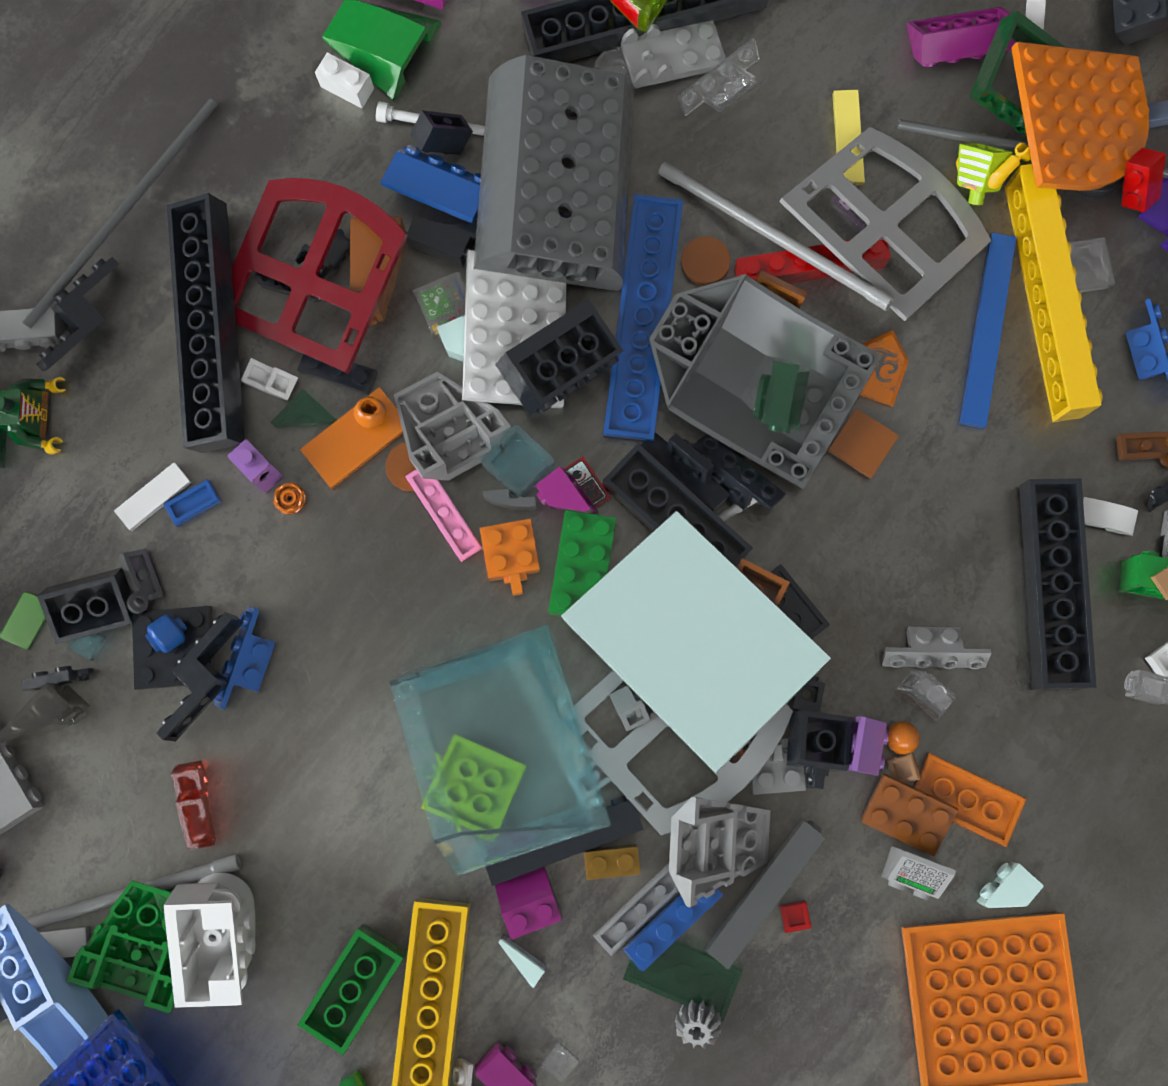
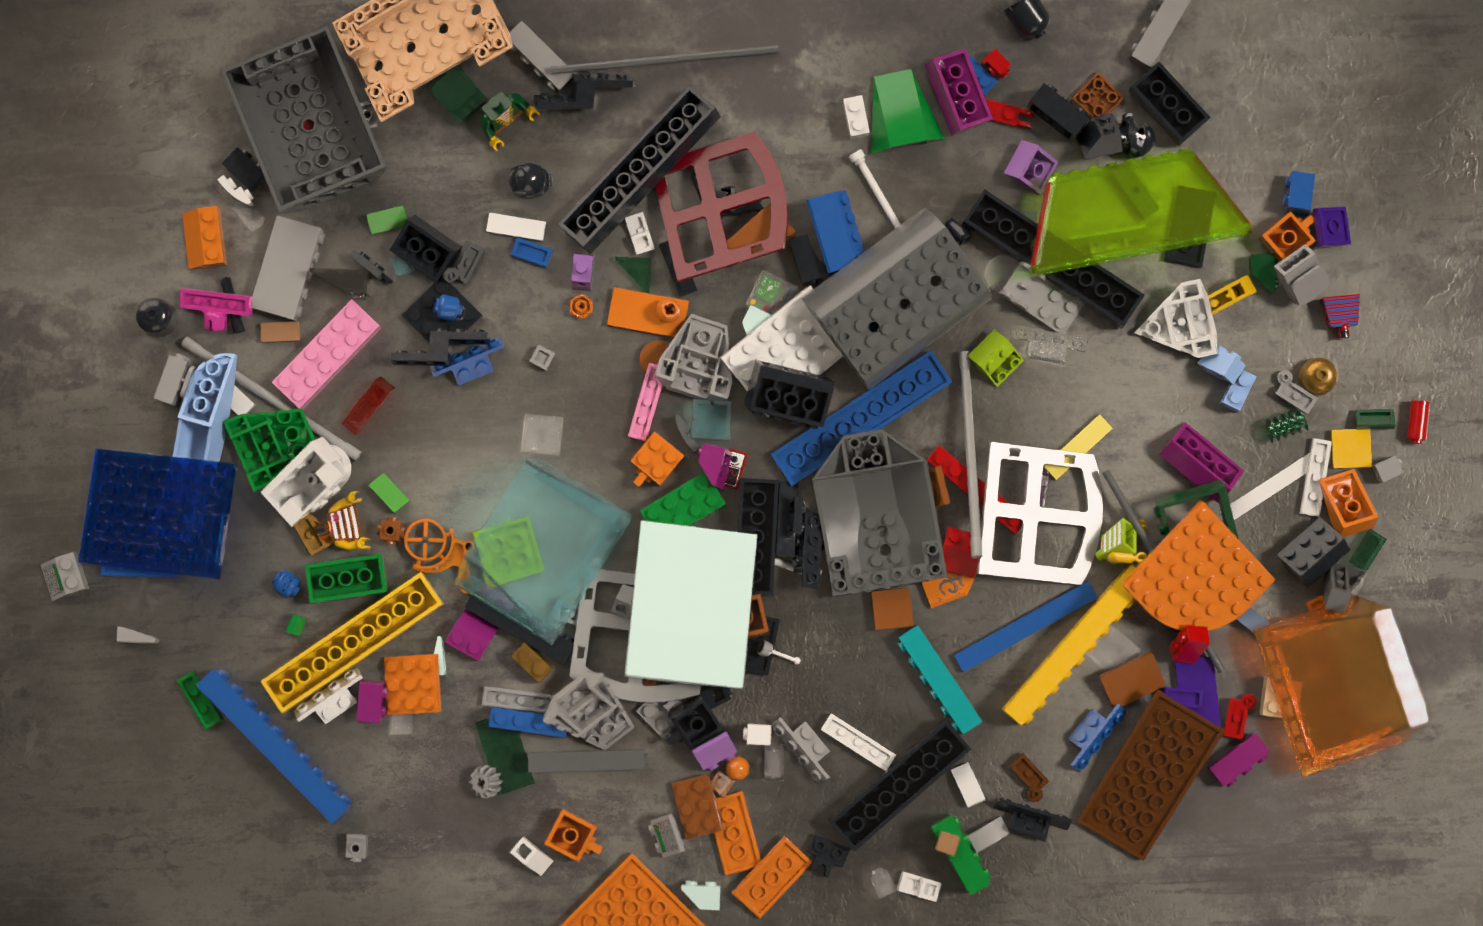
camera: 50 degrees right, 5 degrees up
(37, 833) = (280, 332): none -> medium nougat tile
(102, 804) = (326, 355): none -> bright pink brick
(112, 442) = (529, 180): none -> black helmet
(278, 981) = (307, 532): none -> pearl gold wing
(293, 941) = (343, 524): none -> torso
(301, 1061) = (286, 584): none -> blue head
(304, 862) = (389, 493): none -> bright green slope
(305, 581) = (542, 357): none -> light grey plate
(351, 887) = (396, 536): none -> dark orange brick
(384, 648) = (542, 434): none -> clear plate
(429, 856) = (453, 558): none -> orange piece
(441, 132) = (869, 206): black brick -> none
(527, 1014) = (412, 684): none -> orange plate
(694, 140) = (995, 357): none -> lime slope
(705, 260) = (927, 426): dark orange tile -> none
(781, 396) = (874, 539): clear green brick -> none
(795, 916) = (588, 789): red tile -> none
(801, 602) = (765, 649): none -> hinge
(819, 1043) = (531, 856): none -> white slope
(835, 978) = (573, 836): none -> orange hinge
(864, 323) = (958, 553): none -> red slope
(886, 685) = (757, 734): none -> white brick
(974, 590) = (858, 742): none -> white plate
(975, 455) = (939, 679): none -> teal brick
(1047, 799) = (772, 877): none -> orange tile
(1068, 720) = (827, 854): none -> black plate
(1129, 269) = (1132, 680): none -> dark orange tile

